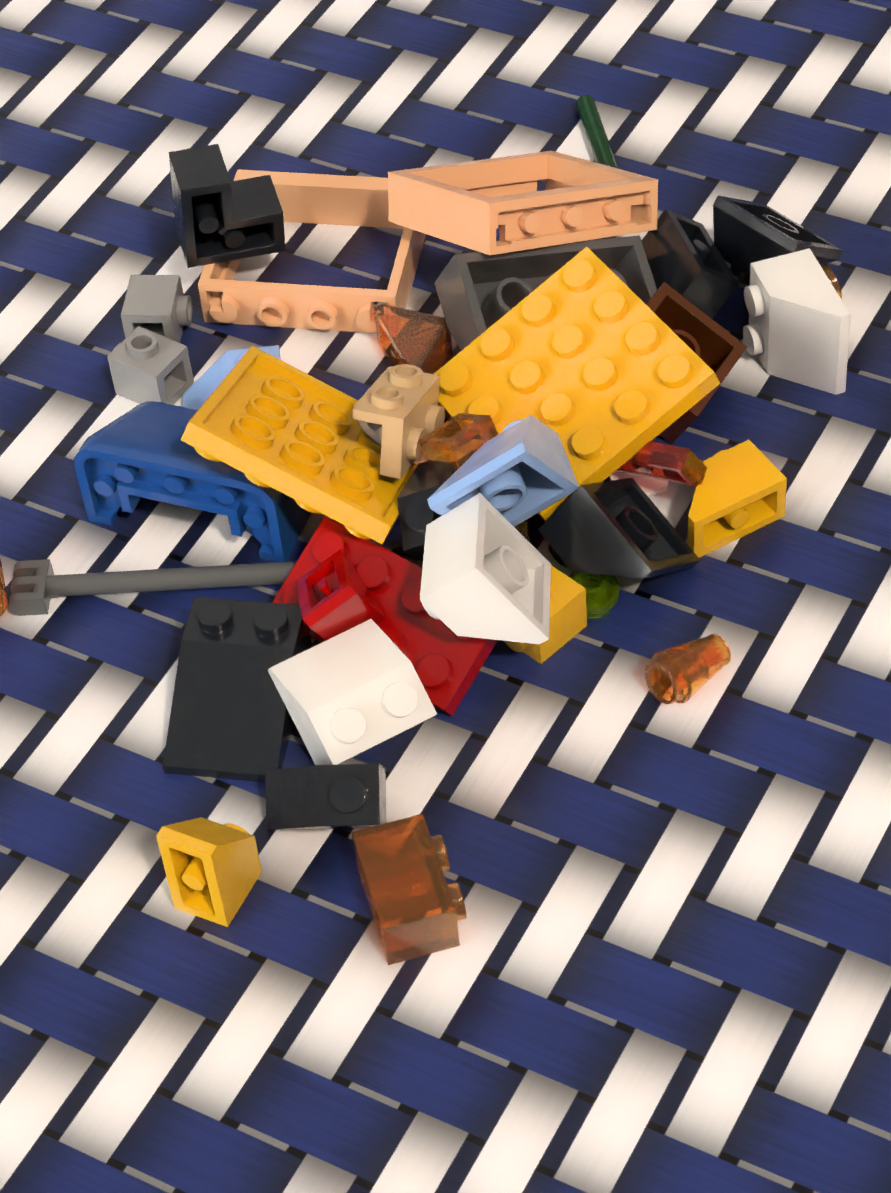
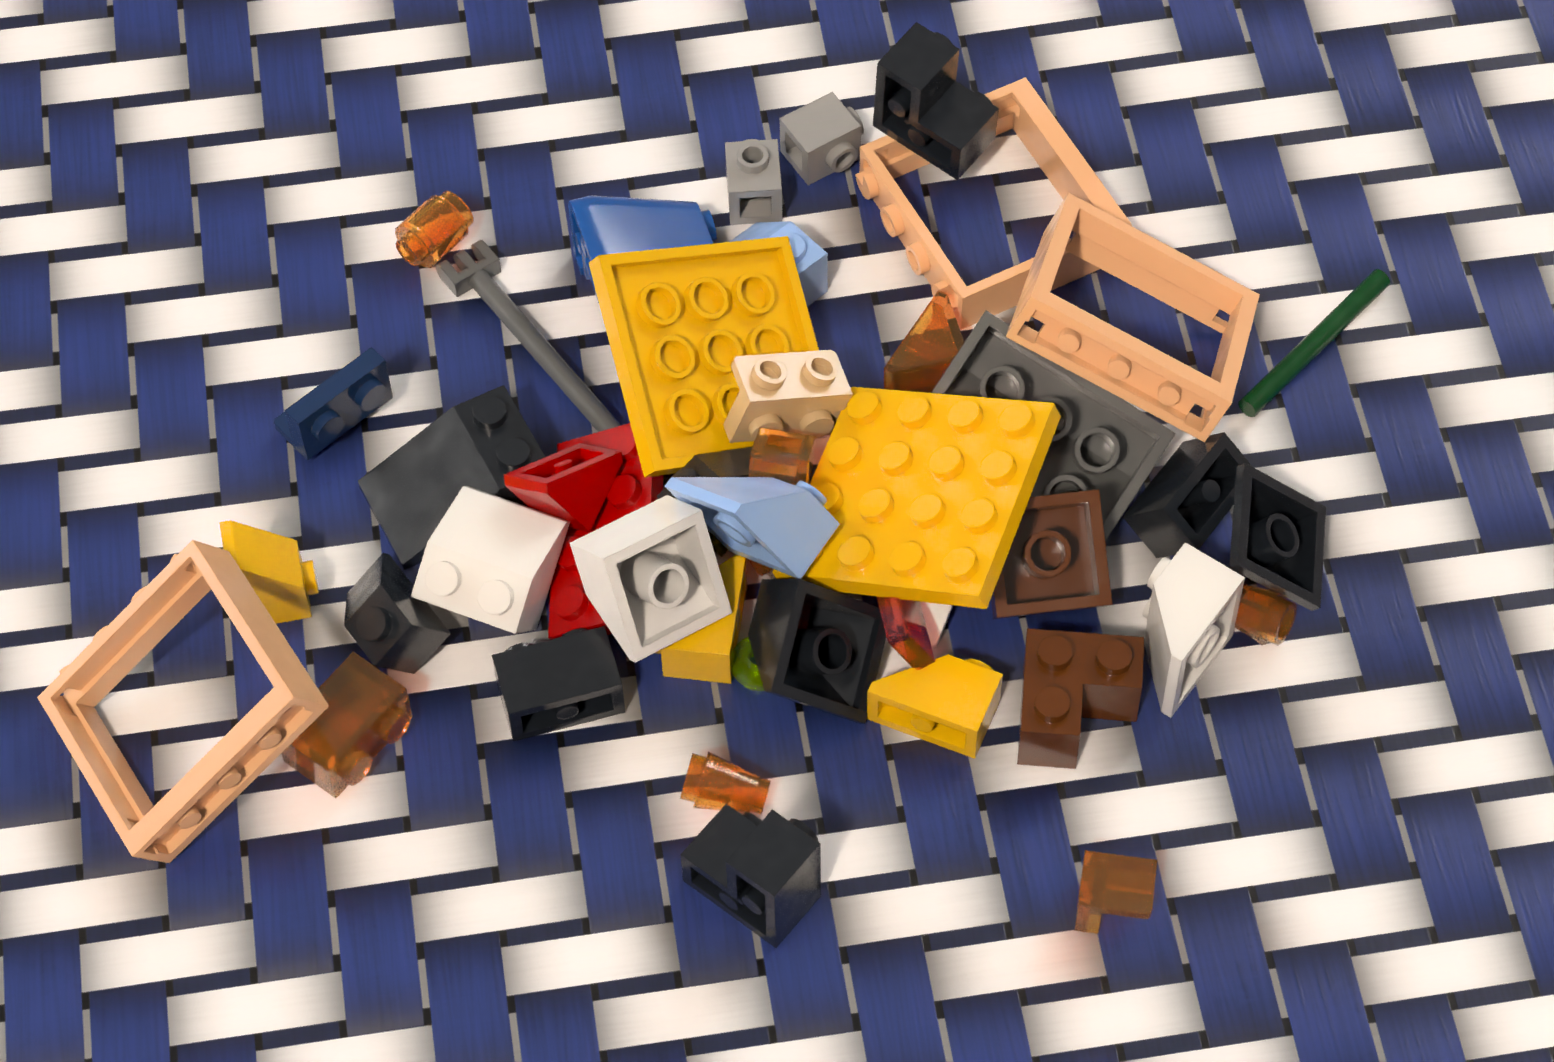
camera: 50 degrees right, 10 degrees up
(78, 734) = (336, 404): none -> dark blue bracket
(189, 994) = (236, 760): none -> light nougat window
(497, 721) = (558, 682): none -> black brick
(791, 418) = (1074, 679): none -> reddish brown brick
(800, 681) = (756, 870): none -> black brick

